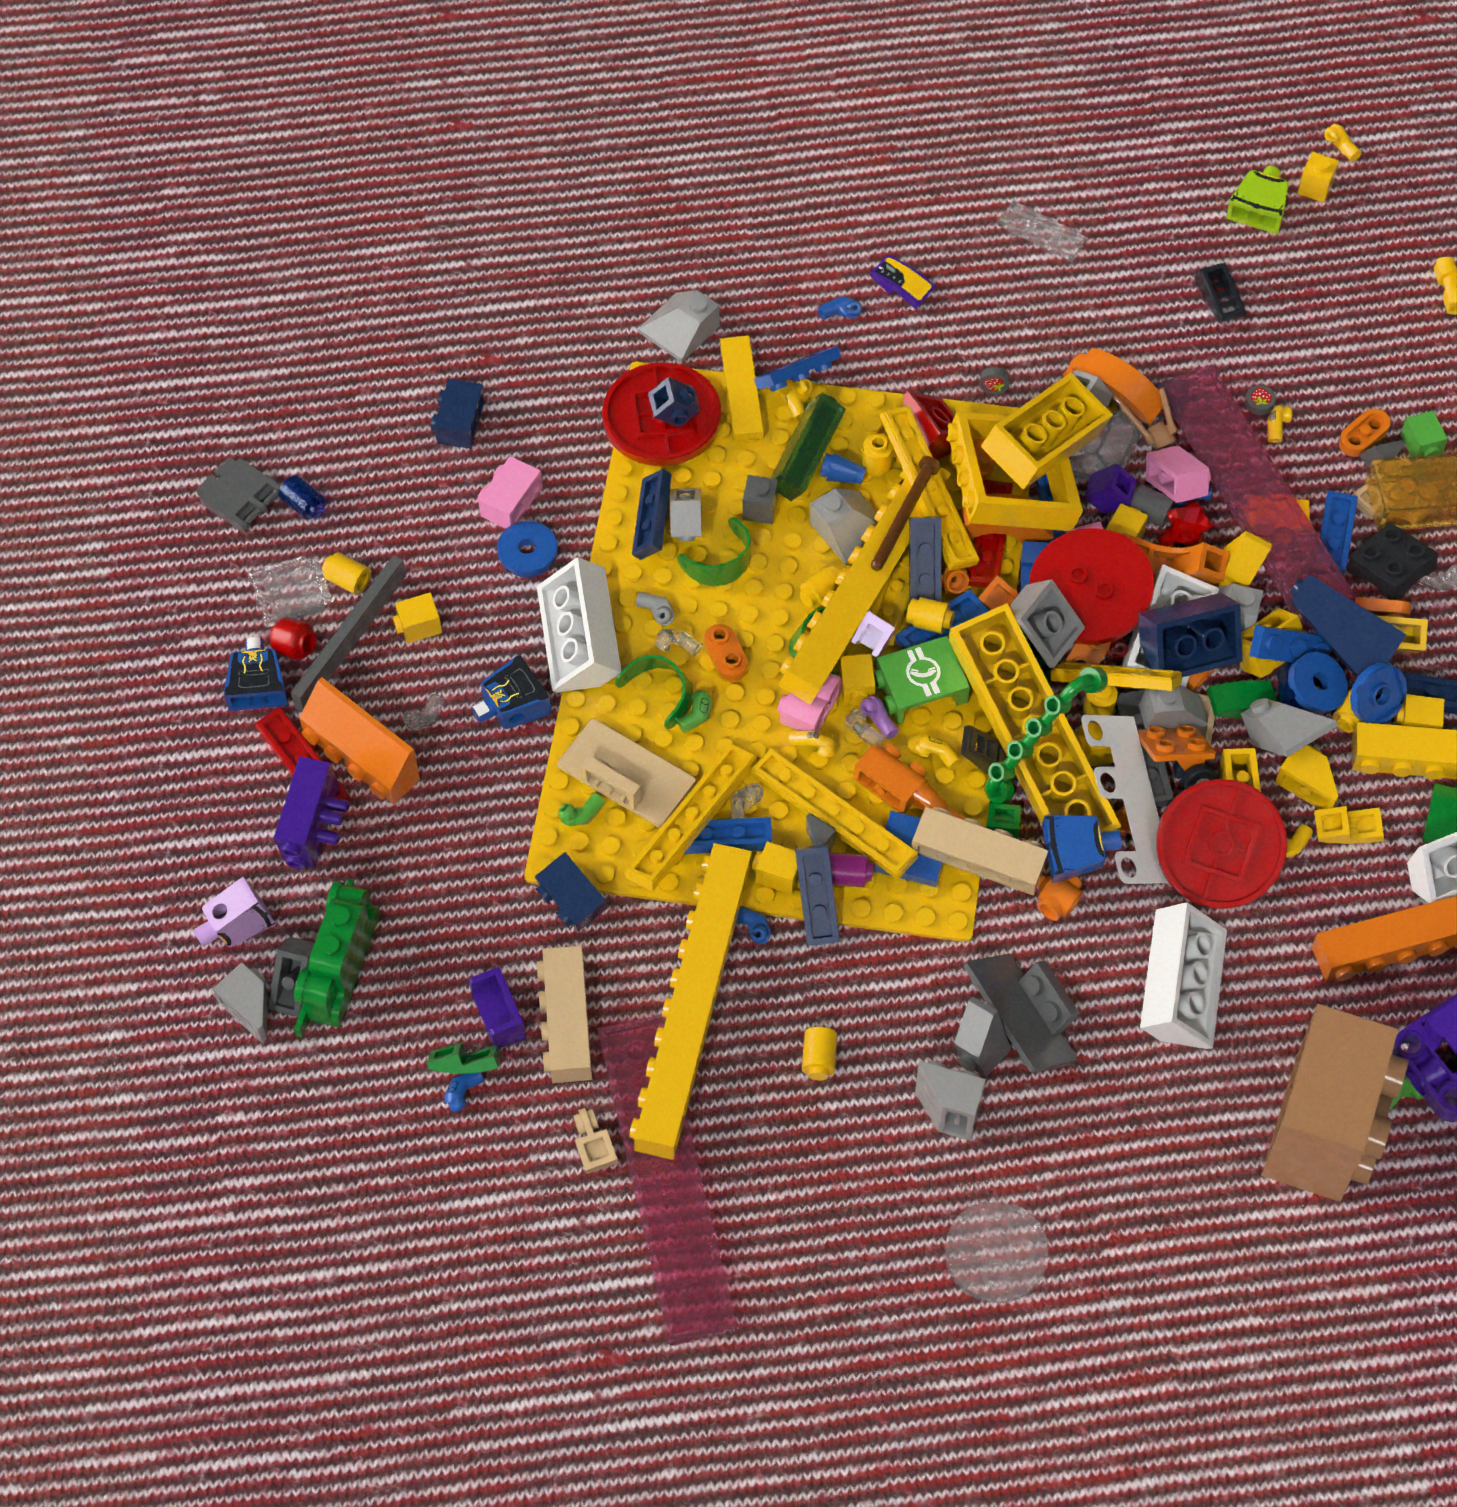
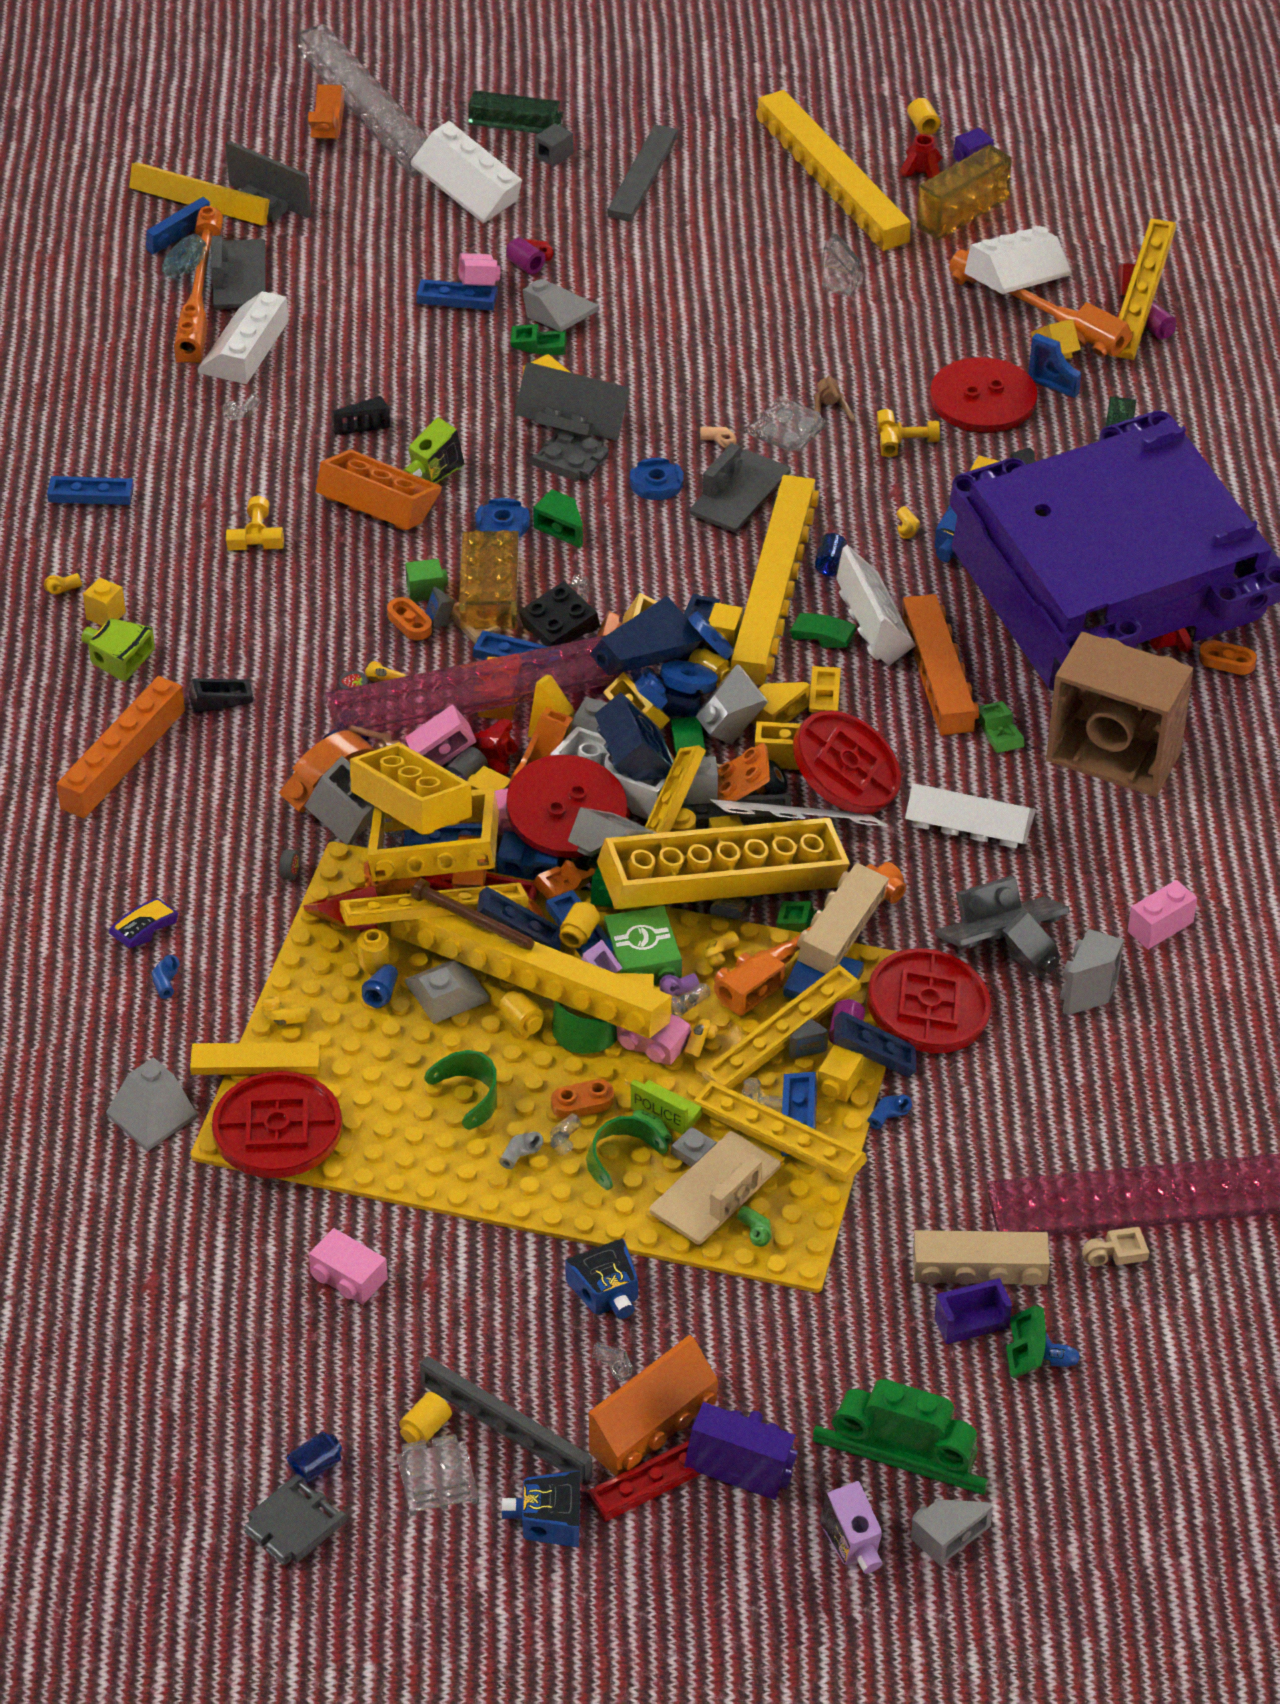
camera: 85 degrees left, 15 degrees down
(289, 961) = (919, 1479): dark grey slope -> none
(292, 638) = (504, 1471): red head -> none
(417, 618) = (495, 1356): yellow brick -> none
(458, 413) = (230, 1305): dark blue brick -> none
(524, 534) = (415, 1246): blue tile -> none
(570, 892) = (849, 1240): dark blue brick -> none
(578, 627) = (538, 1211): white slope -> none
(651, 514) = (407, 1139): dark blue plate -> none
(673, 402) = (285, 1105): dark blue brick -> none
(676, 749) = (692, 1146): none -> light grey plate
(685, 513) = (410, 1110): light grey slope -> none
(692, 1002) = (980, 1146): yellow brick -> none
(721, 719) = (672, 1108): none -> lime panel
(760, 499) = (408, 1048): dark grey brick -> none
(798, 369) = (245, 1006): blue plate -> none
(807, 445) = (351, 1004): clear green brick -> none
(819, 1052) = (1033, 1070): yellow brick -> none
(902, 950) = (929, 1000): none -> red plate
(996, 1252) = (1227, 973): clear tile -> none
(999, 787) = (765, 912): green bar -> none
(1042, 231) = (106, 812): clear tile -> none
(1060, 1175) = (1162, 914): none -> bright pink brick
(1076, 845) = (850, 842): blue torso -> none
(1124, 223) = (120, 747): none -> orange brick
(1342, 995) = (999, 727): none -> bright green slope

